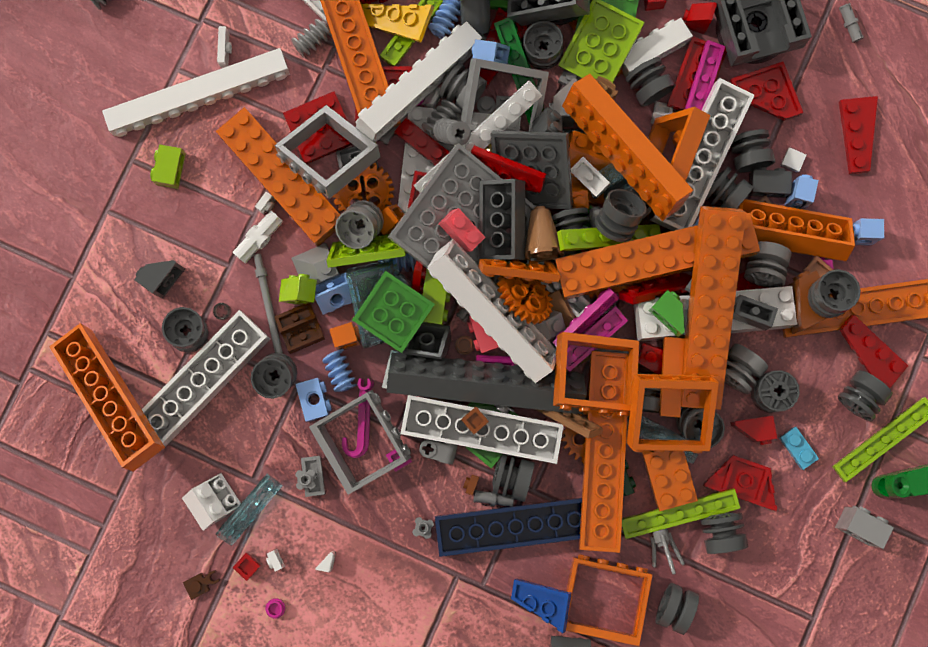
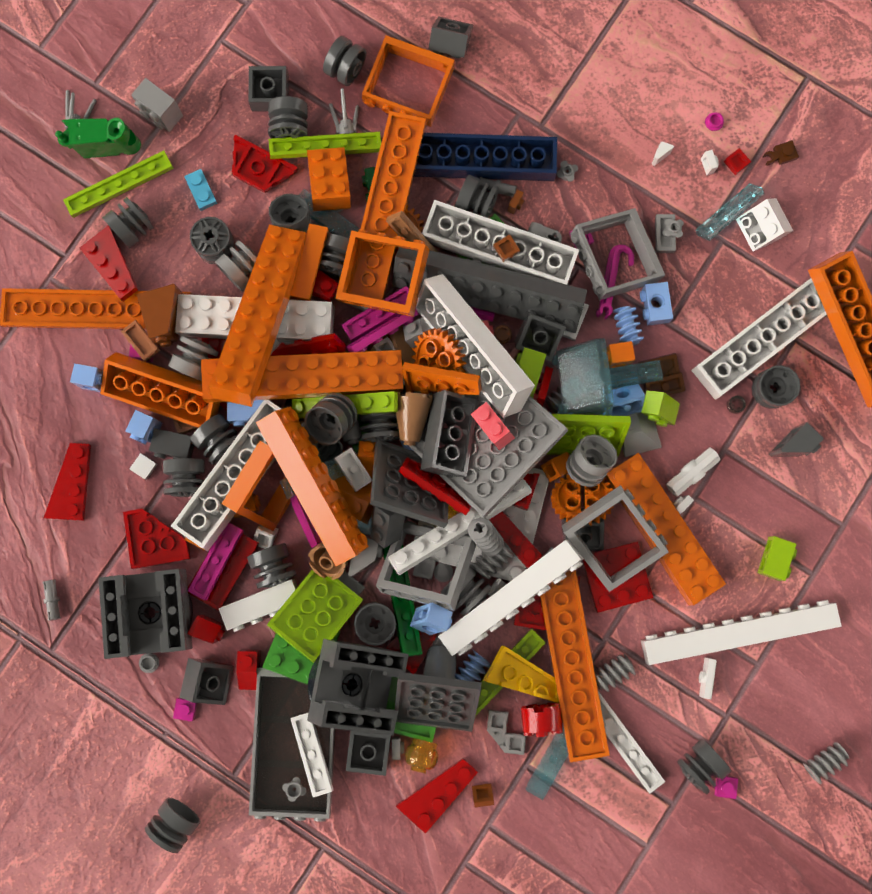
camera: 175 degrees left, 0 degrees up
(261, 274) = (693, 435): light grey bar -> none
(264, 378) = (693, 329): dark grey wheel -> none
(322, 322) = (636, 374): none -> clear light blue plate
(393, 311) = (571, 362): bright green plate -> none
(544, 601) = (464, 86): blue wing -> none
(644, 381) = (316, 246): orange window -> none
(669, 311) = (300, 319): bright green slope -> none
(752, 567) = (266, 84): none -> dark grey brick
(754, 312) = (218, 303): dark grey brick -> none
(757, 429) = (236, 212): red slope -> none
(841, 286) = (129, 301): dark grey wheel -> none

